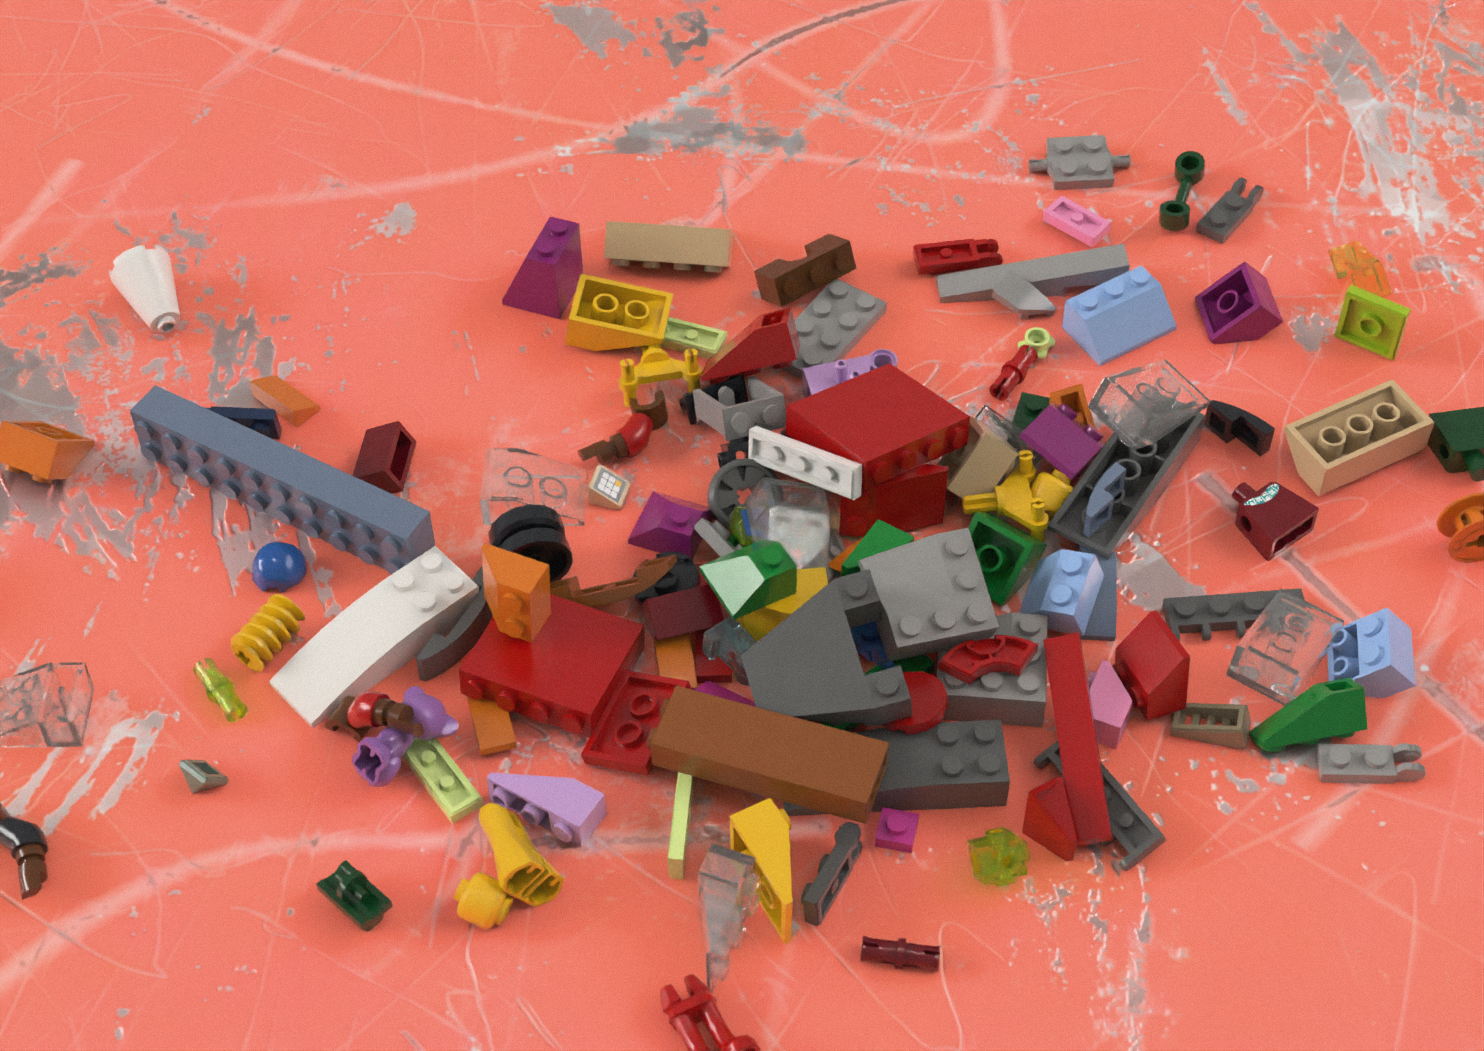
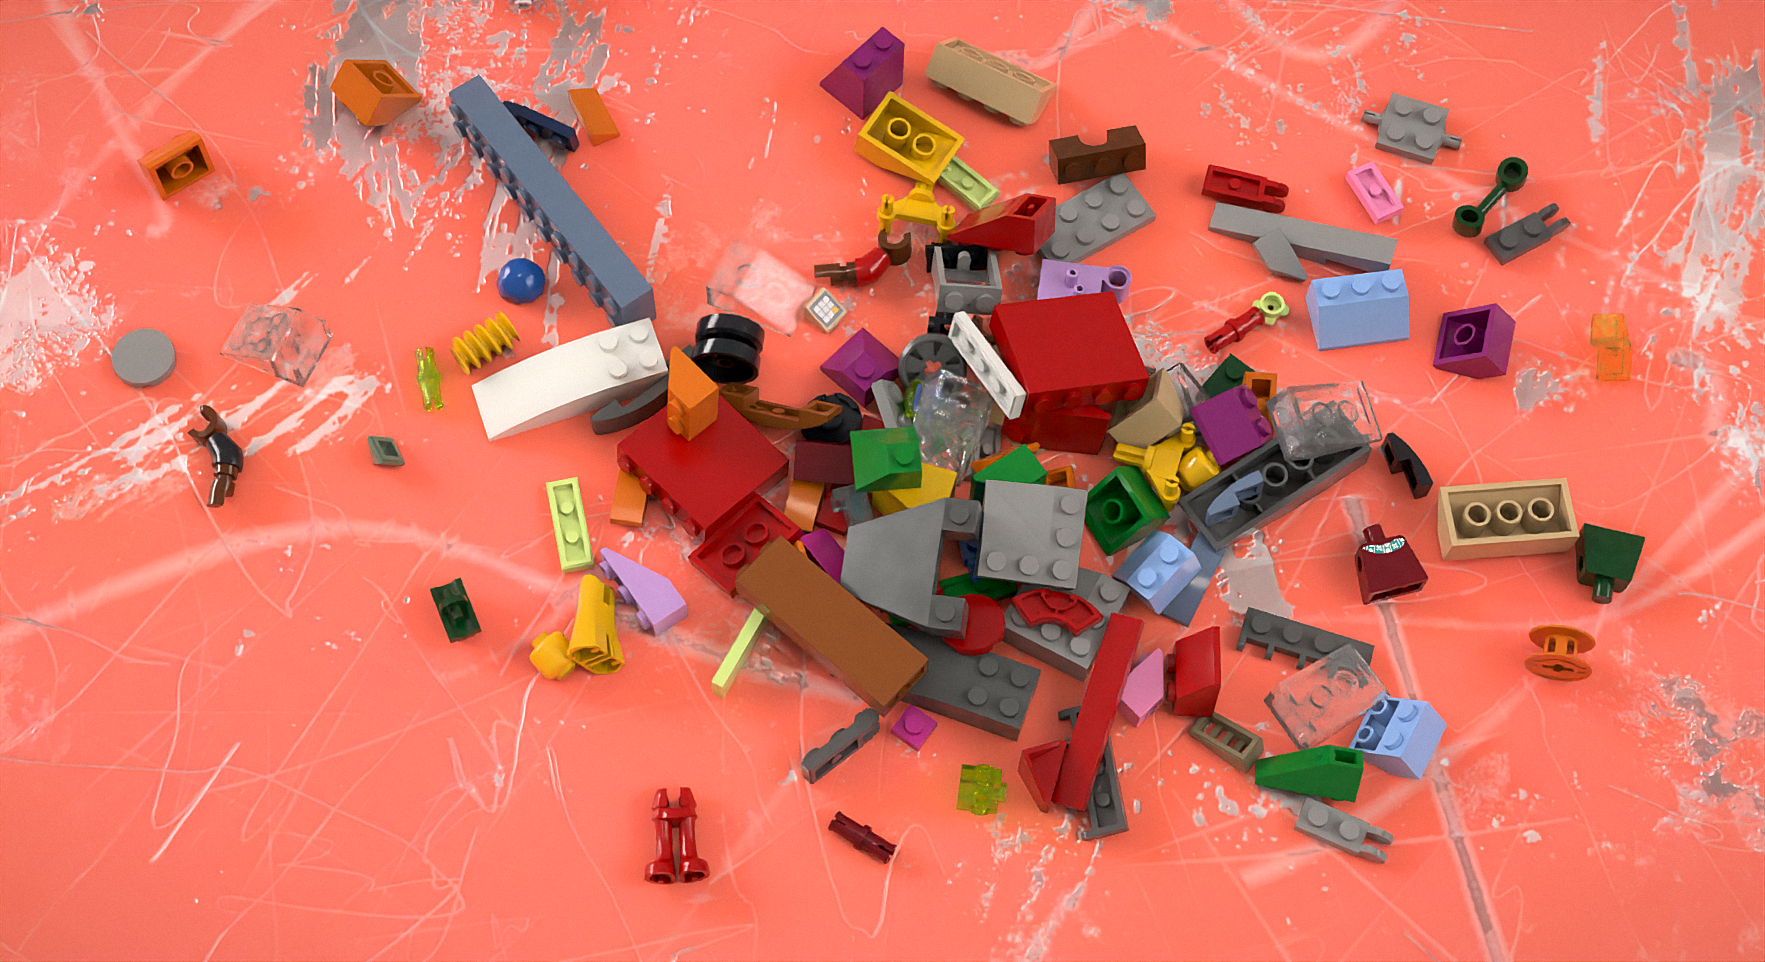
camera: 20 degrees right, 15 degrees up
(373, 710) = (535, 457): reddish brown piece -> none
(381, 756) = (570, 473): medium lavender animal -> none
(385, 457) = (649, 209): dark red brick -> none
(724, 901) = (737, 736): clear slope -> none
(764, 834) = (792, 703): yellow slope -> none
(1372, 322) = (1585, 409): lime tile -> none

